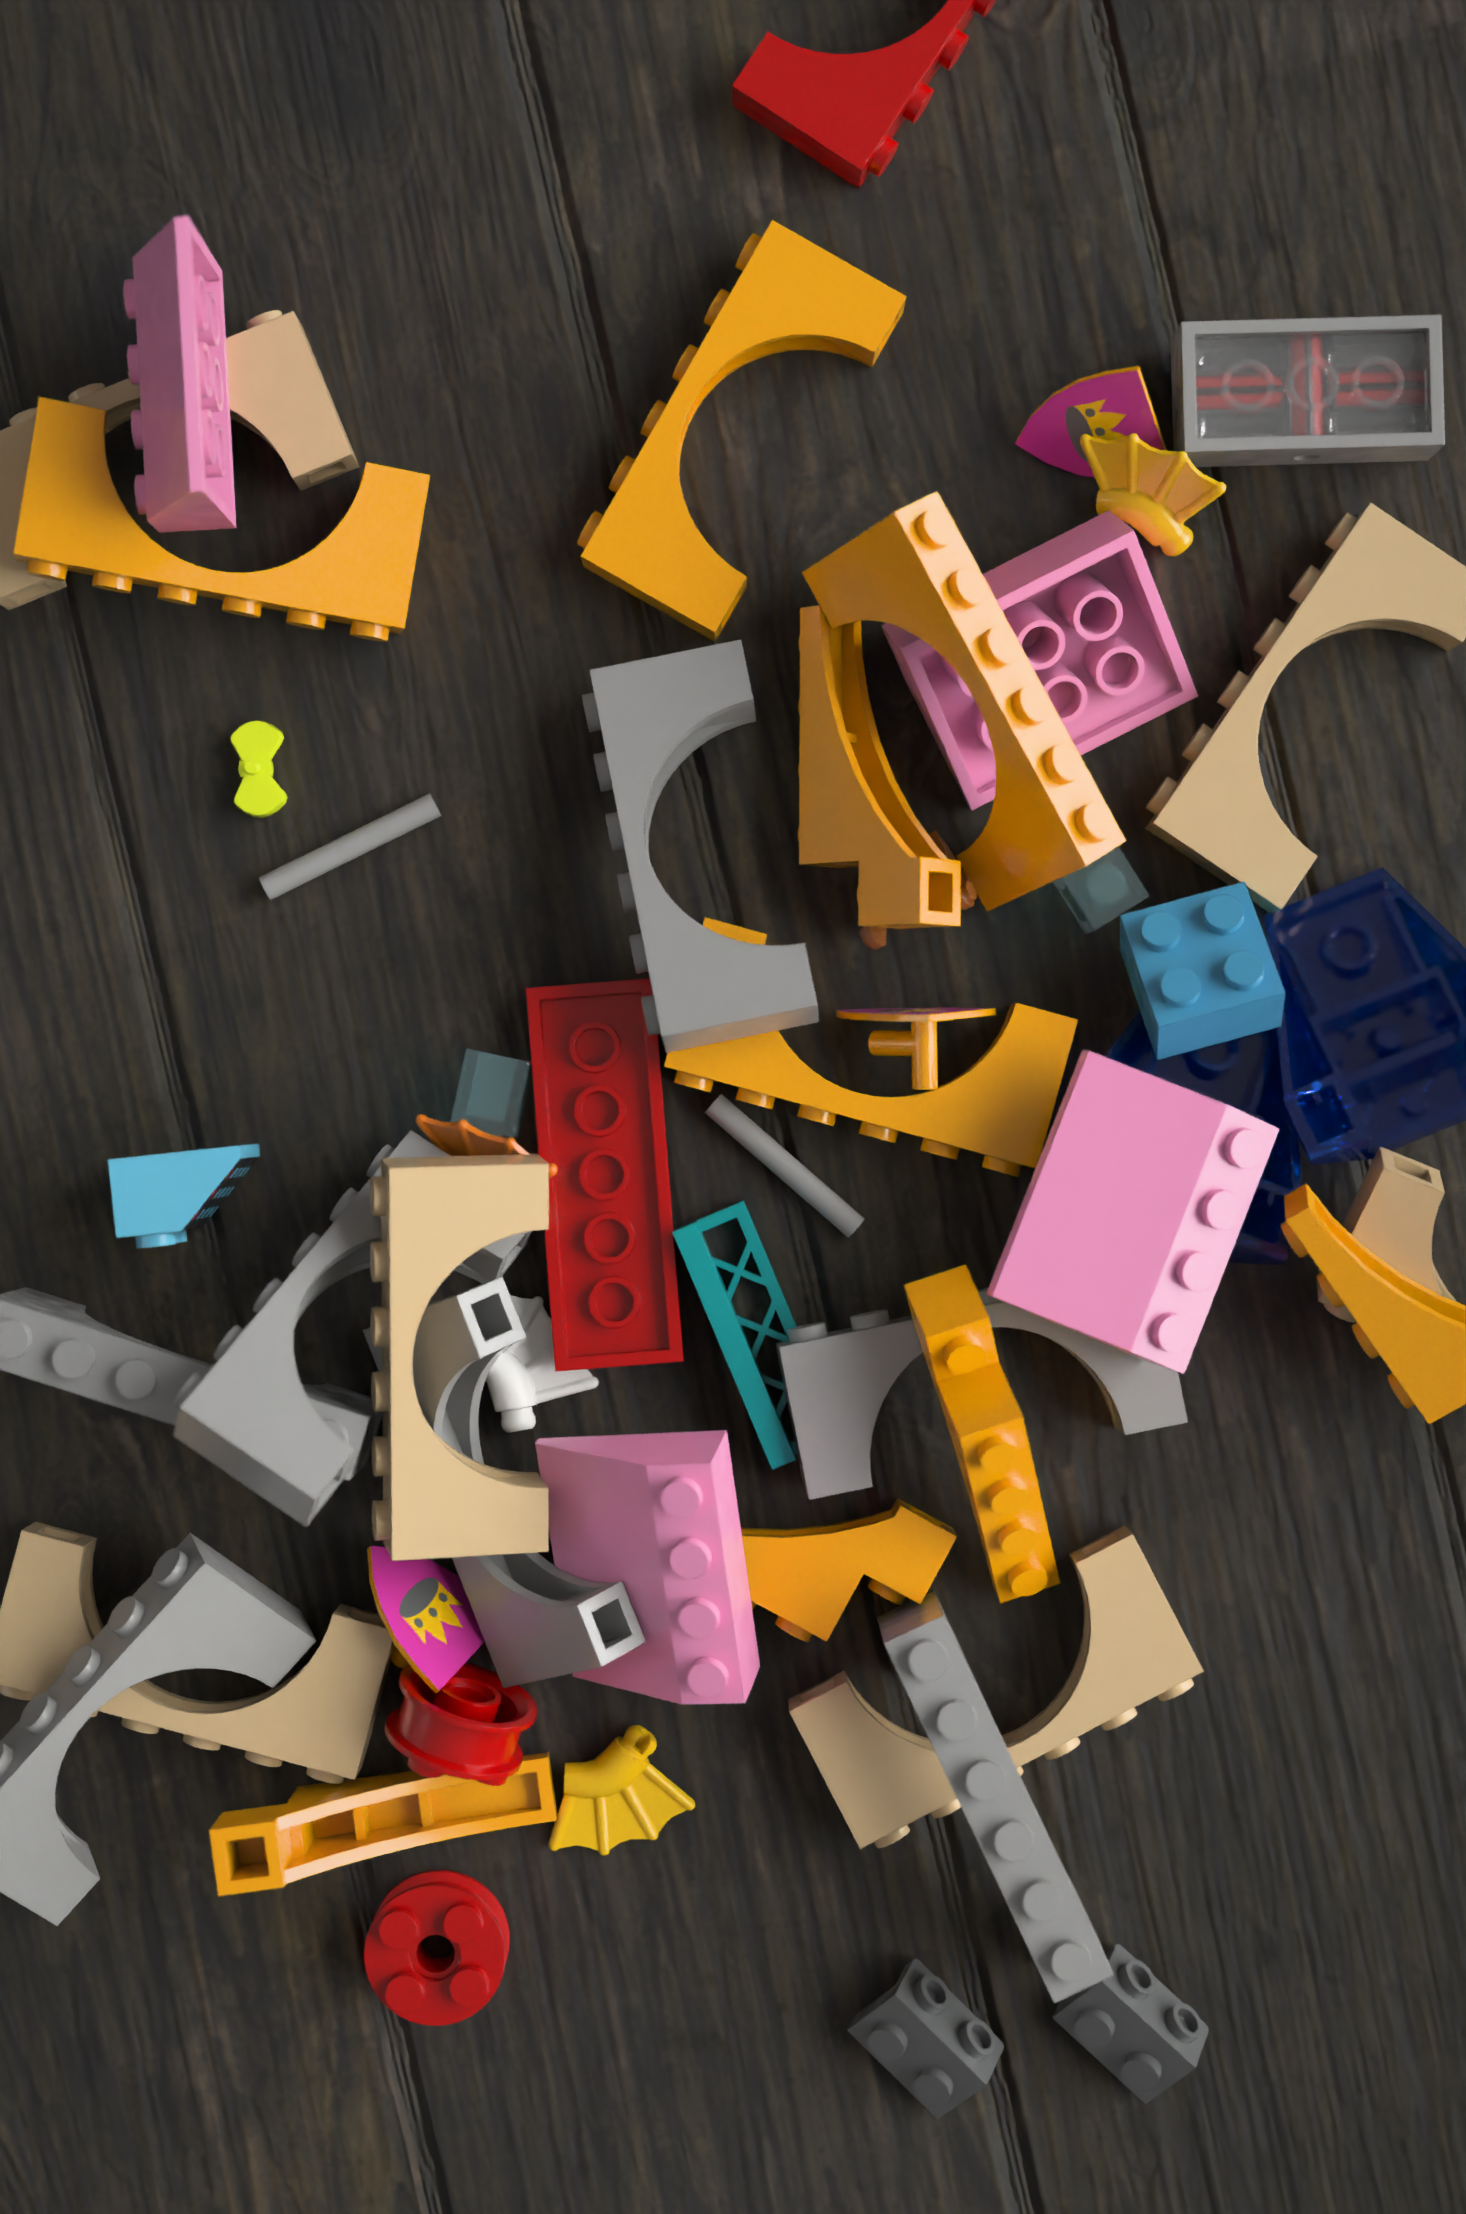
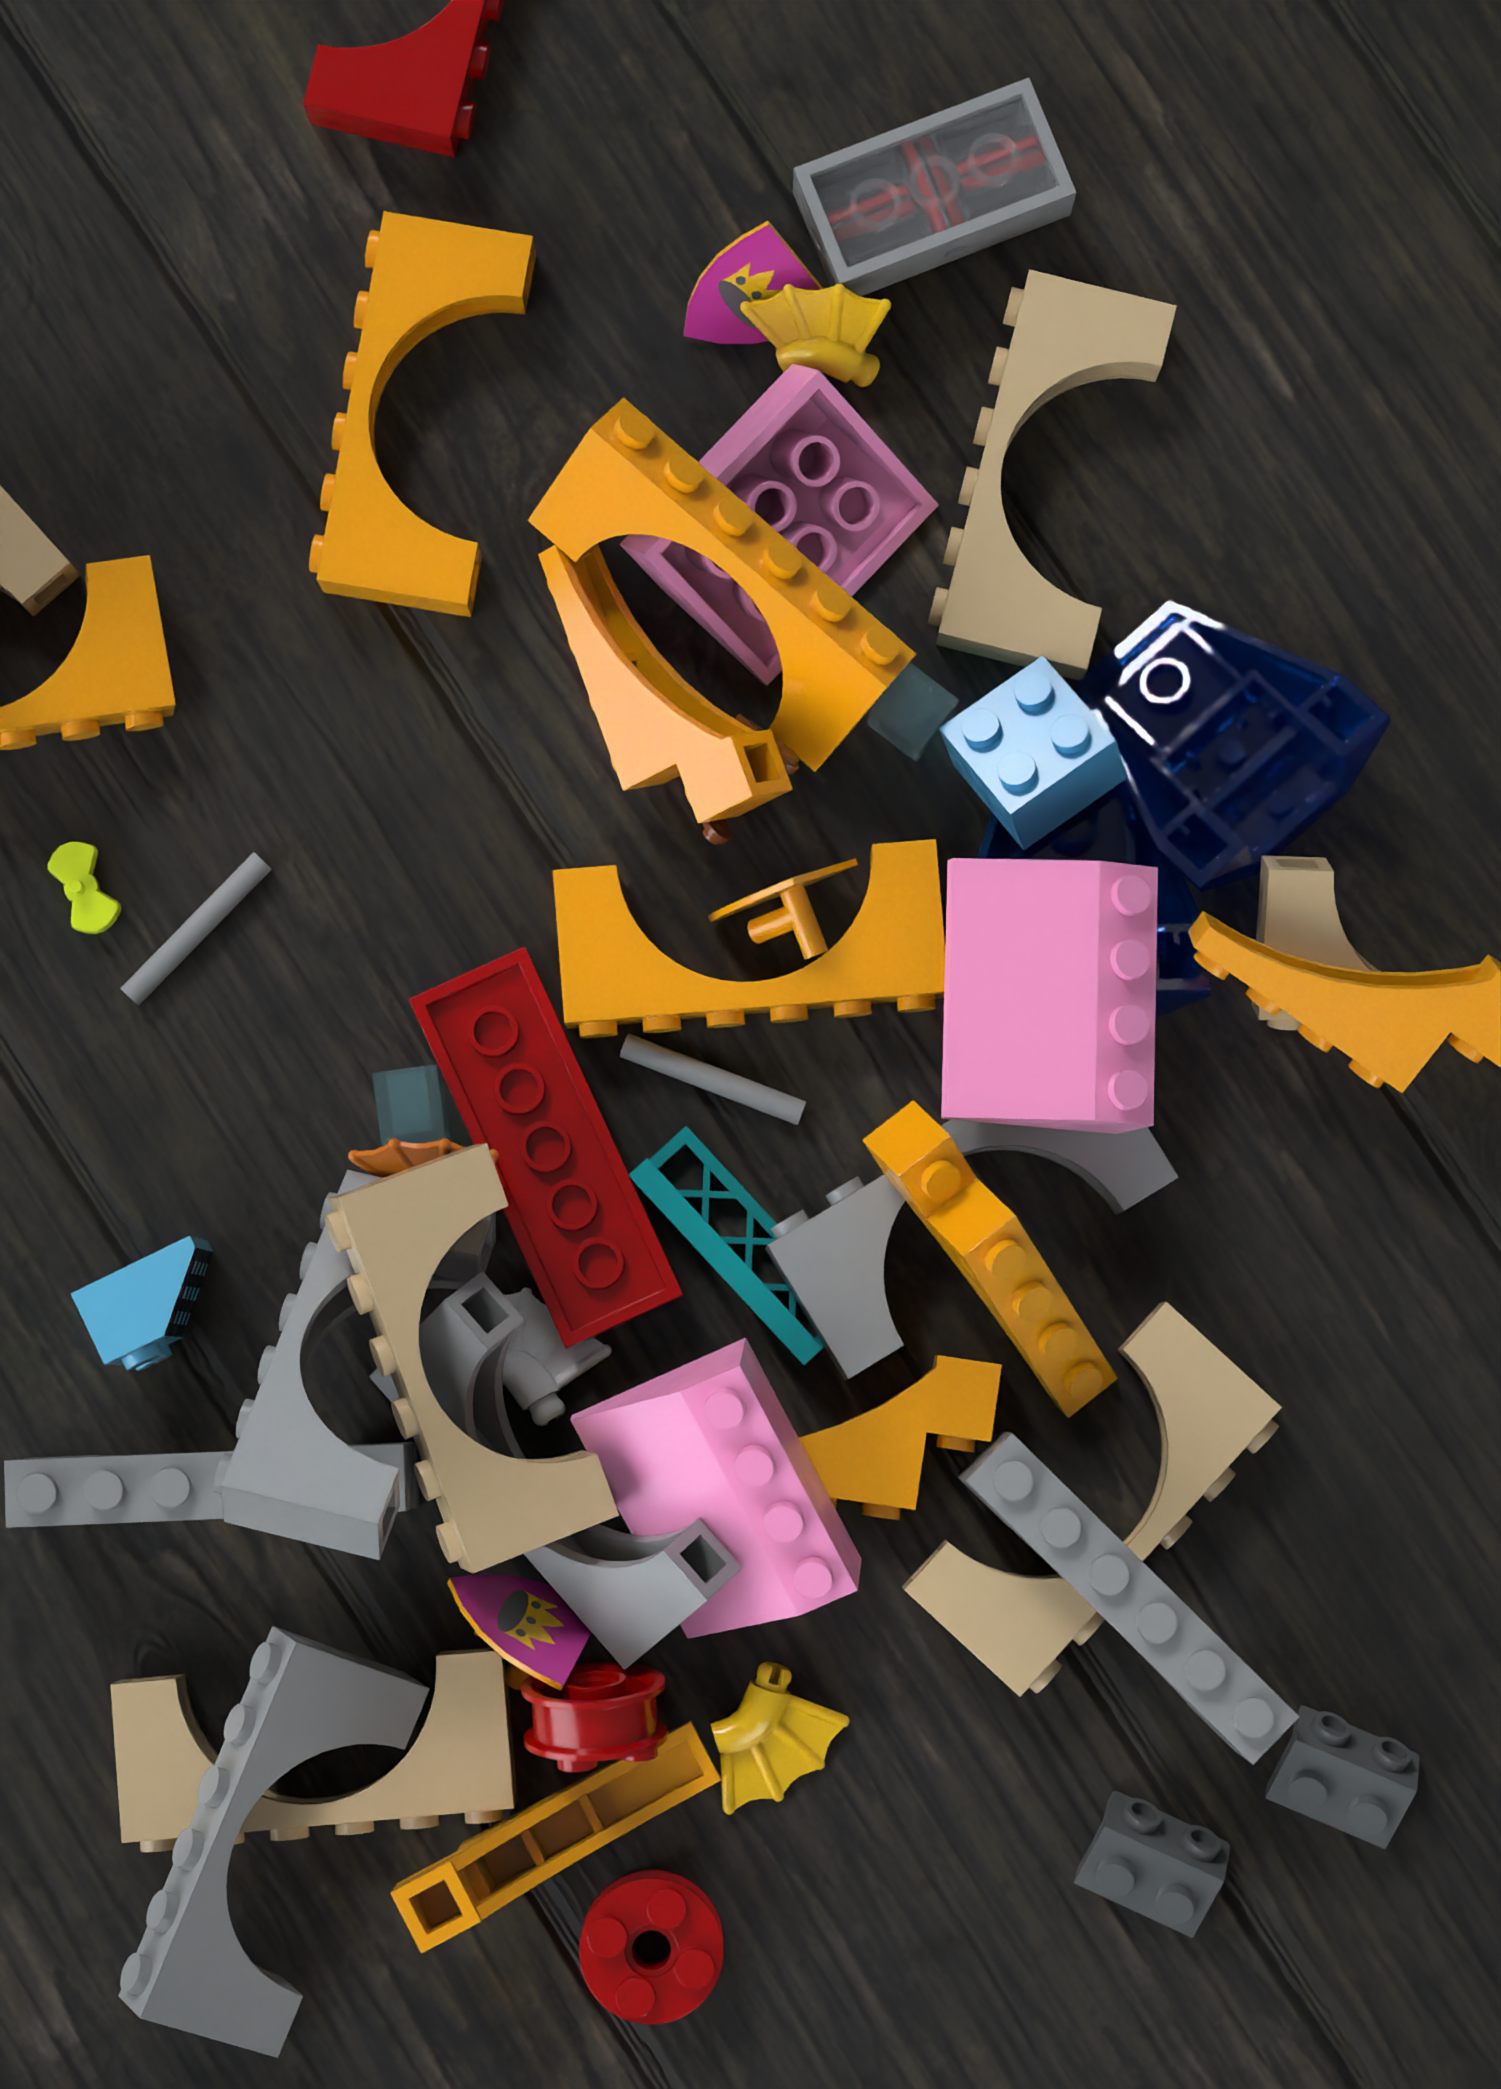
camera: 25 degrees left, 5 degrees down
(701, 981) = (570, 924): light grey arch -> none

